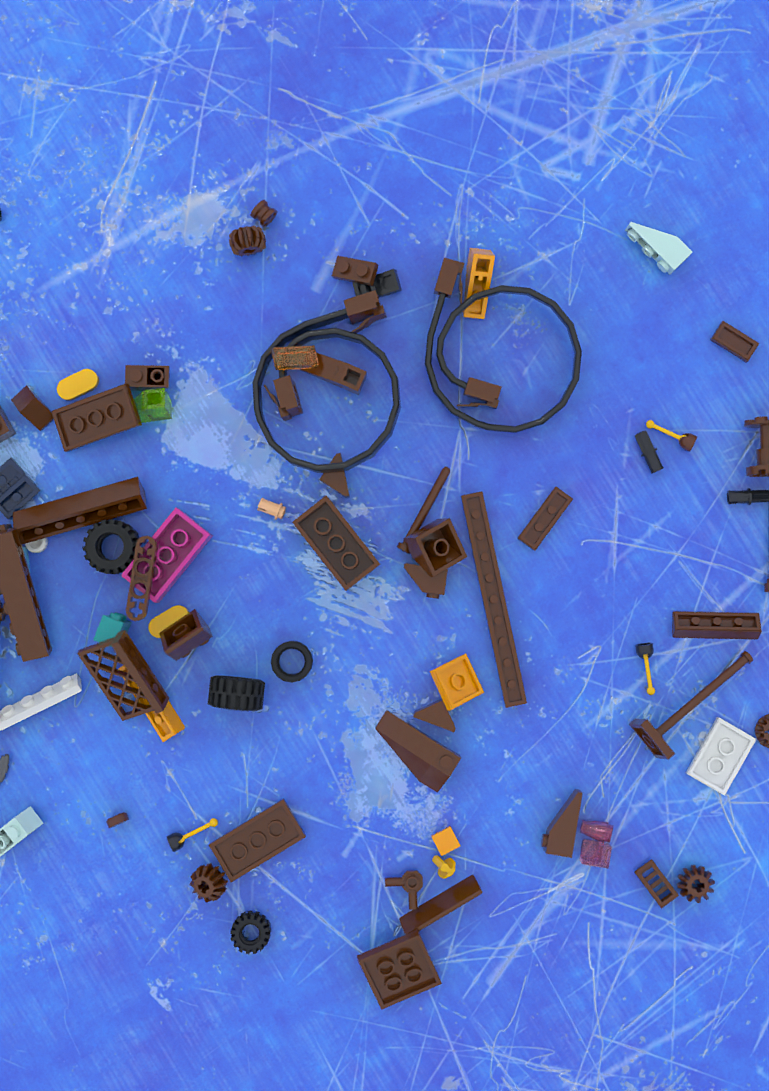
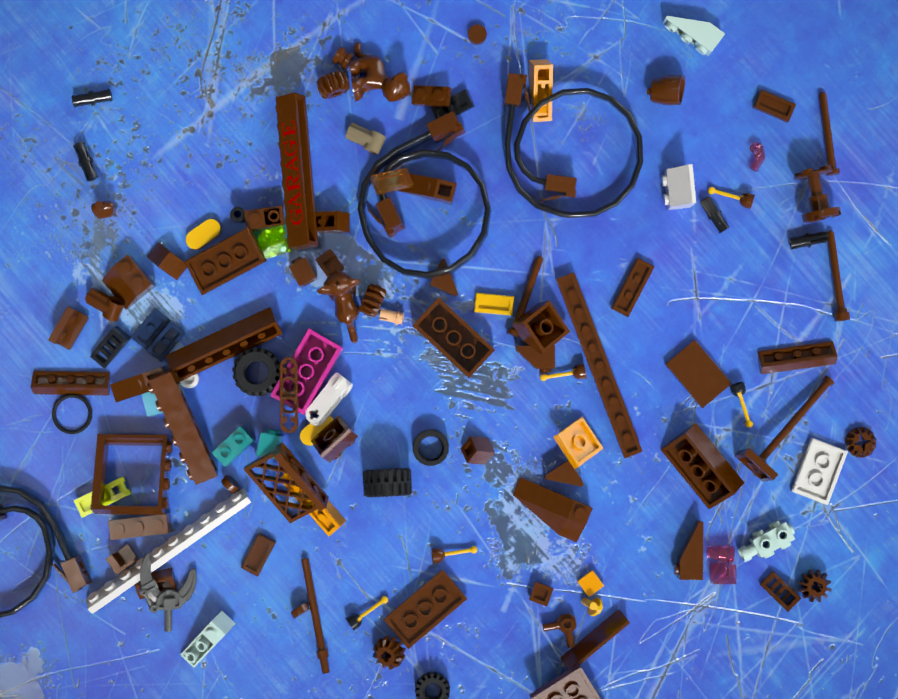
camera: 10 degrees left, 0 degrees up
(62, 666) = (230, 484): none -> tile
(72, 625) = (233, 446): none -> teal brick
(81, 750) = (258, 554): none -> reddish brown tile
(114, 367) = (235, 211): none -> black pin
(134, 870) = (322, 653): none -> reddish brown bar
(180, 443) = (302, 271): none -> reddish brown brick
(186, 589) = (328, 399): none -> white piece
(191, 330) = (296, 171): none -> reddish brown brick
(208, 391) = (333, 222): none -> reddish brown slope
(212, 439) = (329, 262): none -> reddish brown panel
(220, 472) = (341, 290): none -> reddish brown animal
(252, 487) = (372, 300): none -> reddish brown gear
(279, 309) = (370, 140): none -> dark tan piece
(281, 782) = (438, 554): none -> hinge
(313, 254) = (393, 87): none -> reddish brown animal
(343, 672) = (477, 450): none -> panel
(387, 512) = (494, 304): none -> yellow tile
(388, 843) = (541, 593): none -> reddish brown plate
(416, 210) = (477, 34): none -> reddish brown tile
(469, 603) = (578, 372): none -> hinge
(591, 730) = (702, 466): none -> reddish brown slope
(602, 626) = (698, 374): none -> reddish brown tile
(614, 415) = (679, 187): none -> white slope
(618, 304) = (667, 89): none -> reddish brown helmet
(656, 821) = (773, 539): none -> light aqua brick
(709, 389) = (759, 155): none -> clear pink arm

